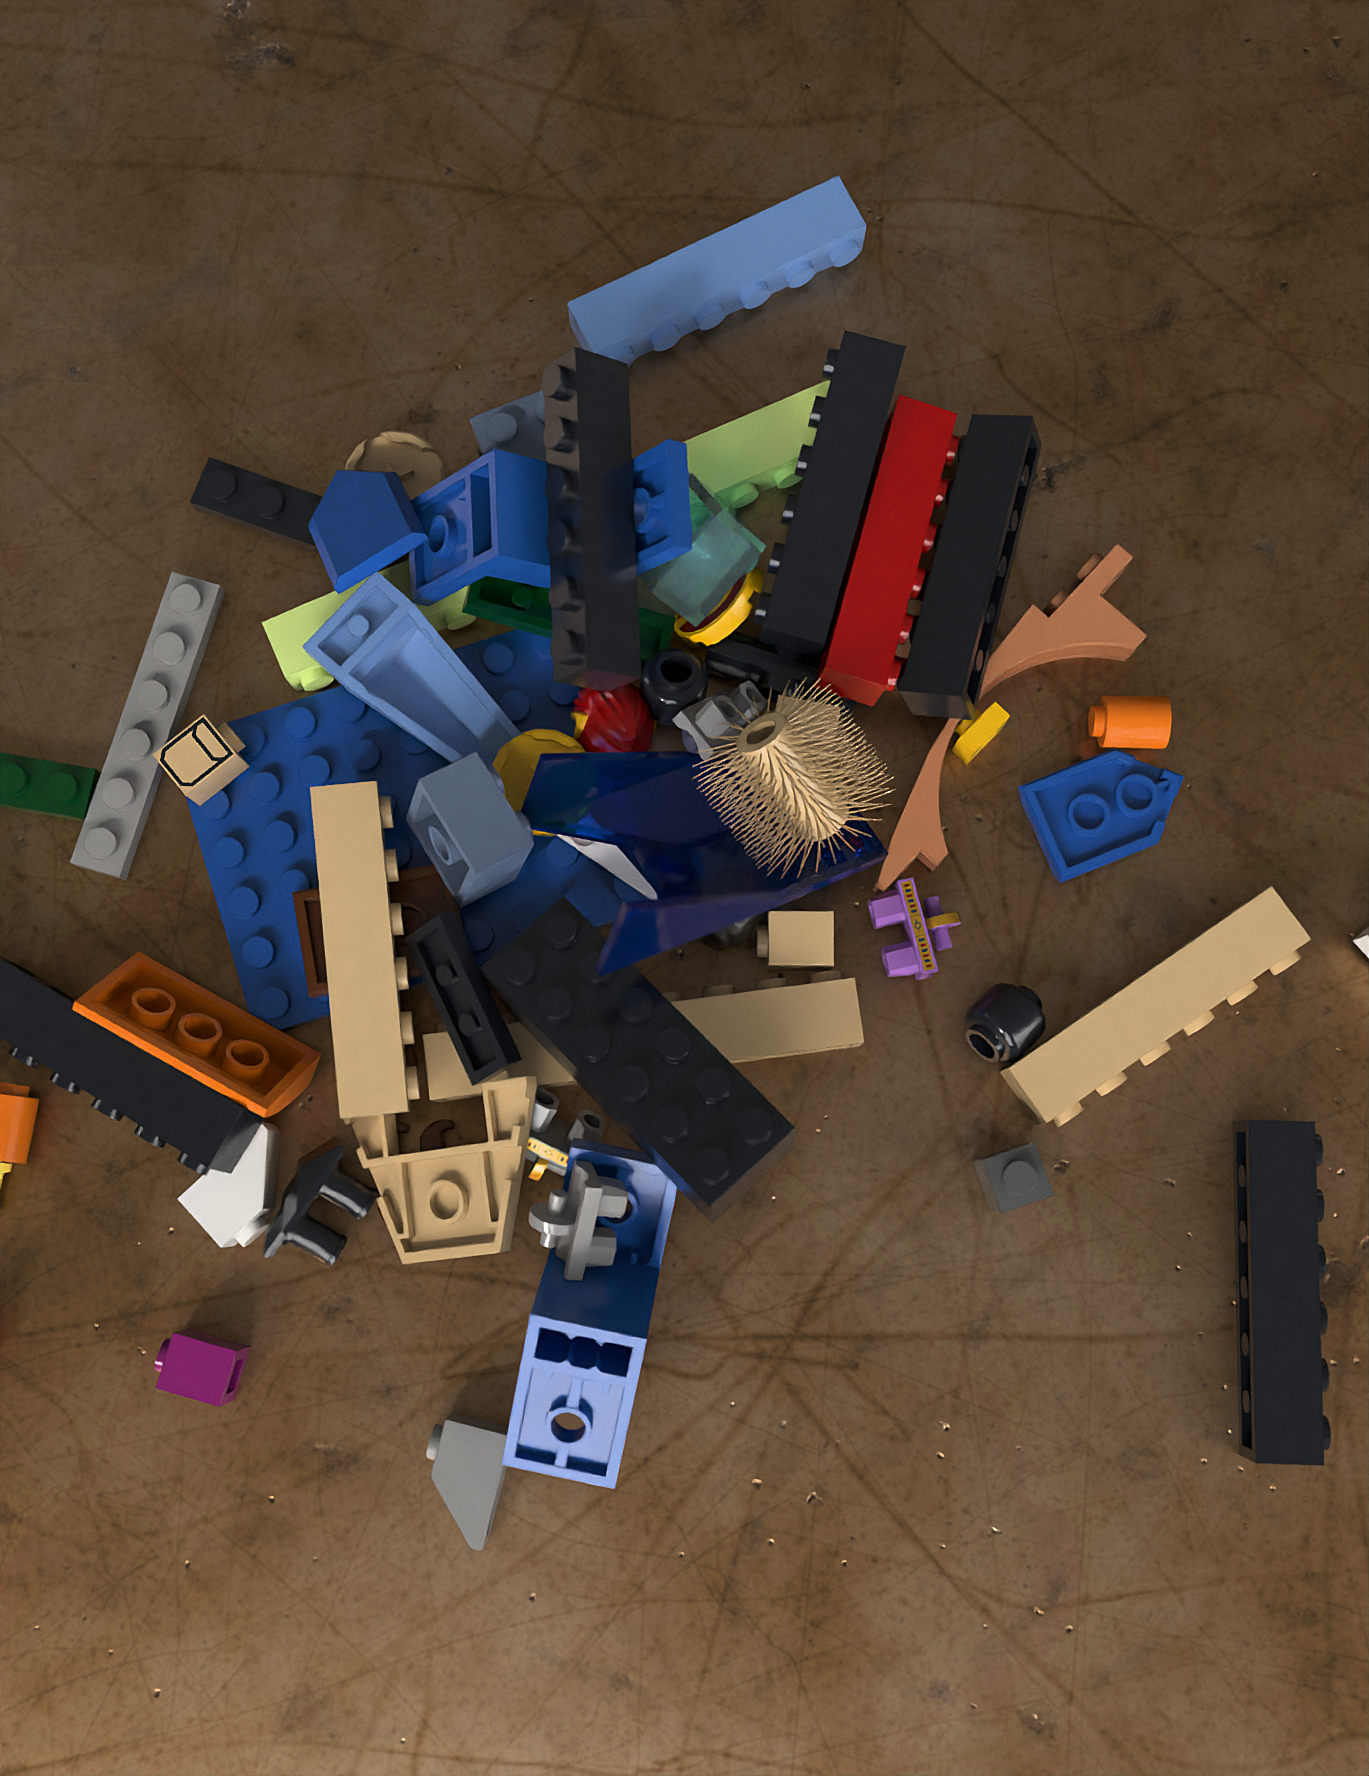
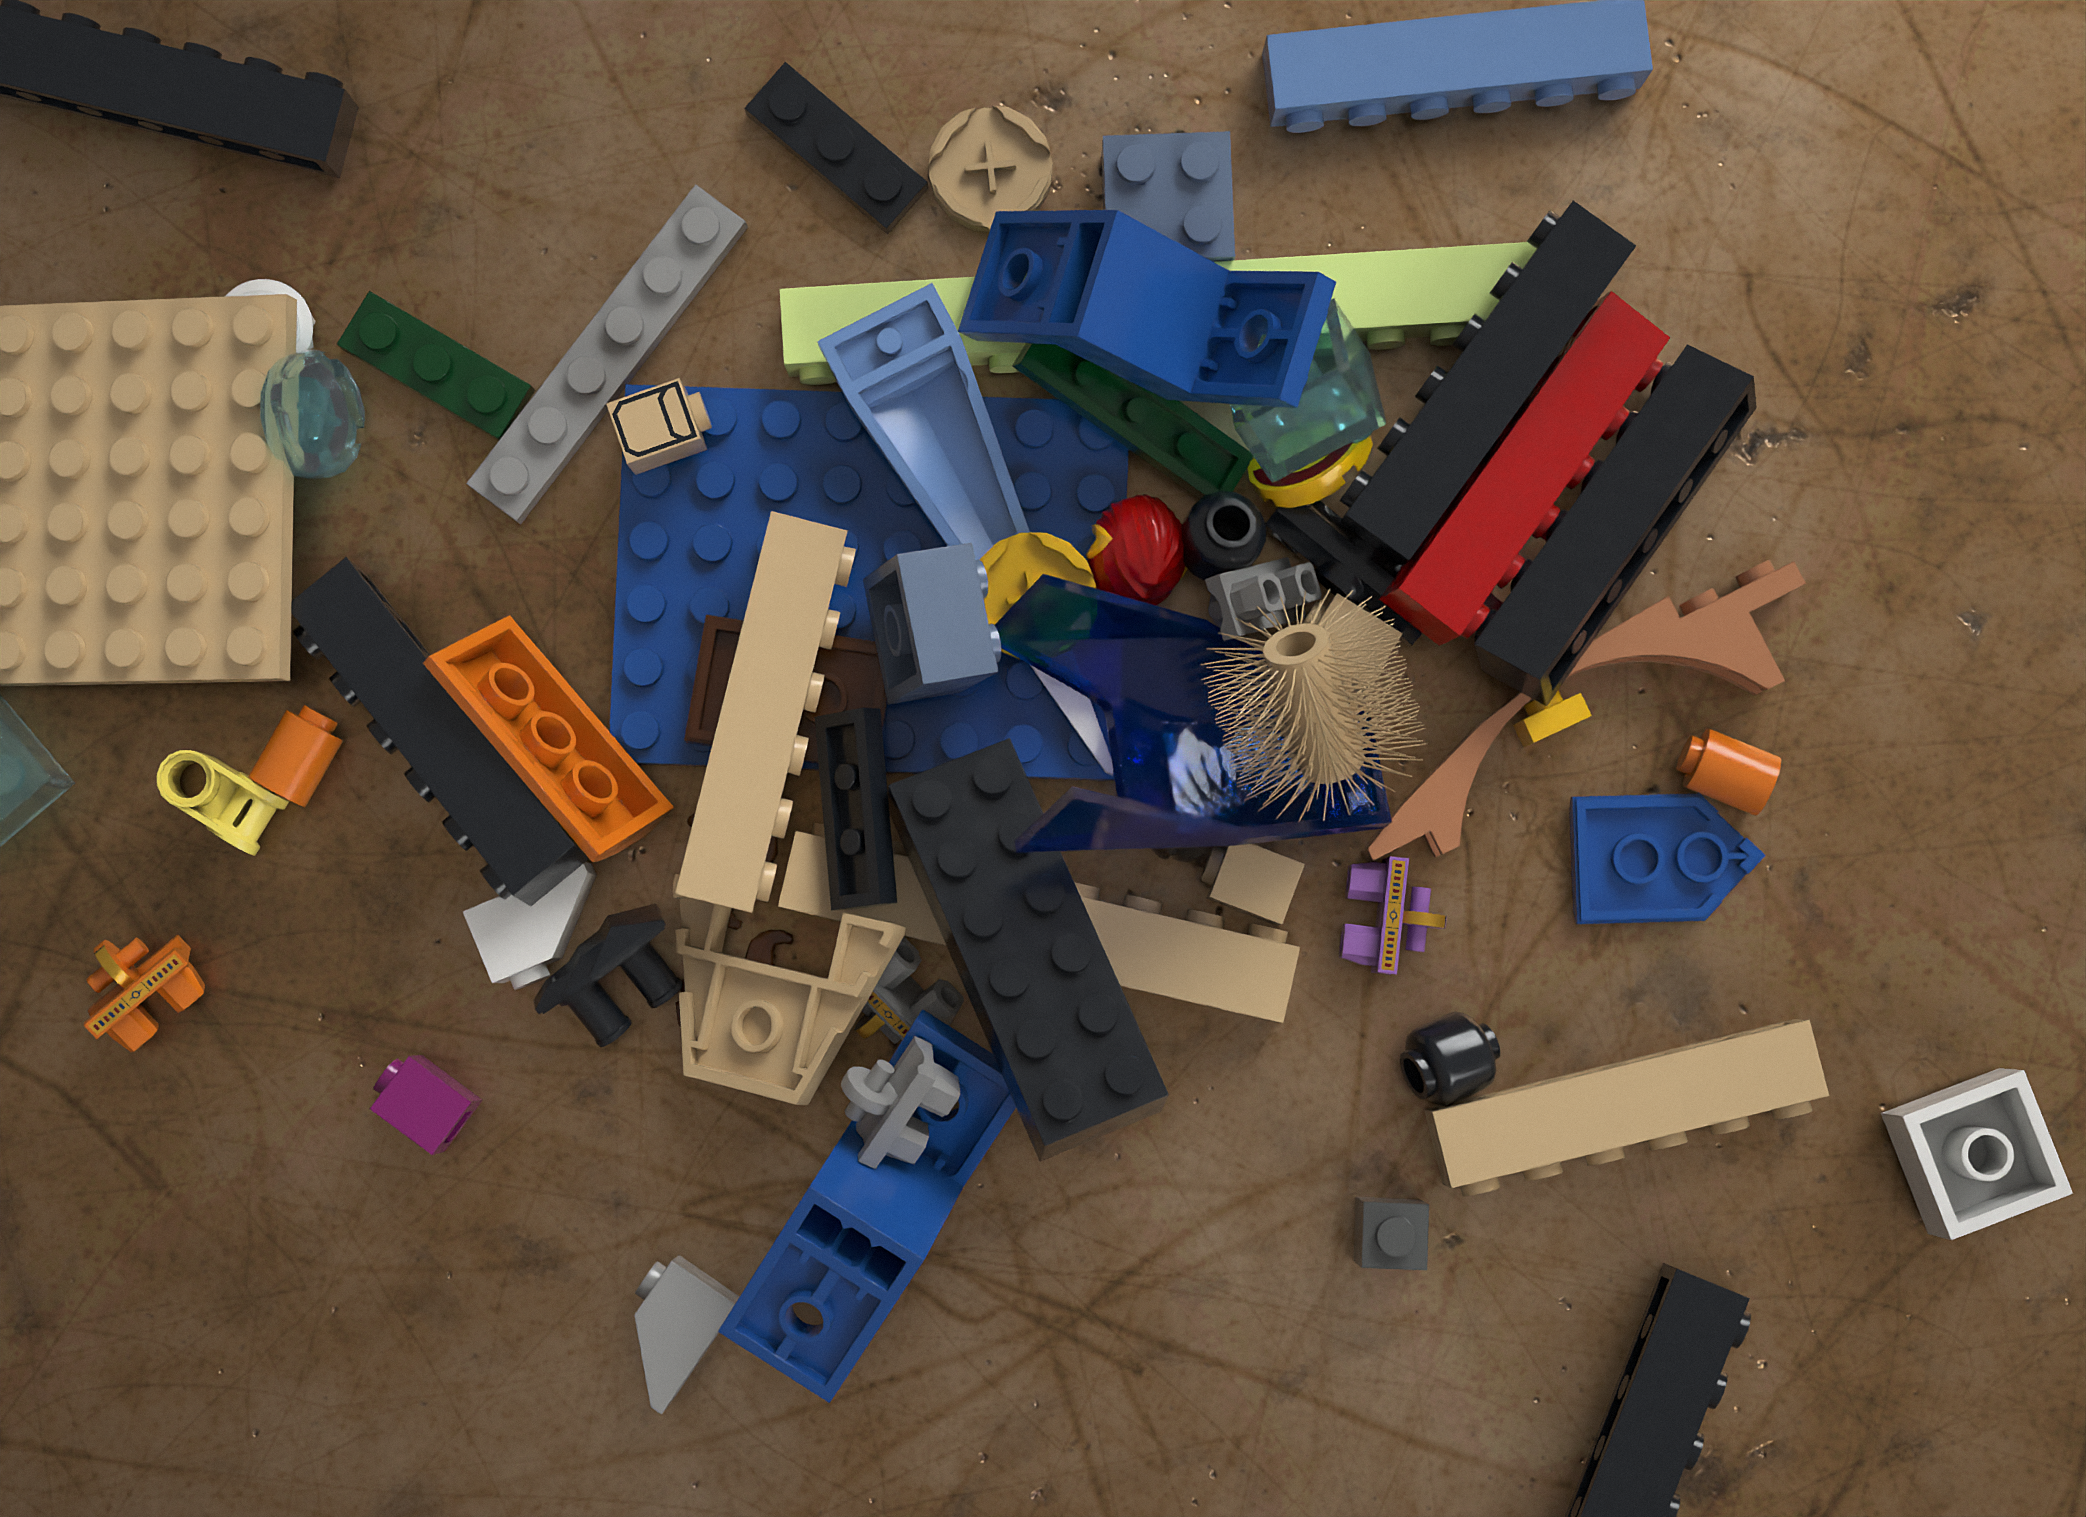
camera: 15 degrees right, 5 degrees up
(364, 525) = (937, 219): blue tile -> none
(591, 521) = (1196, 326): black brick -> none

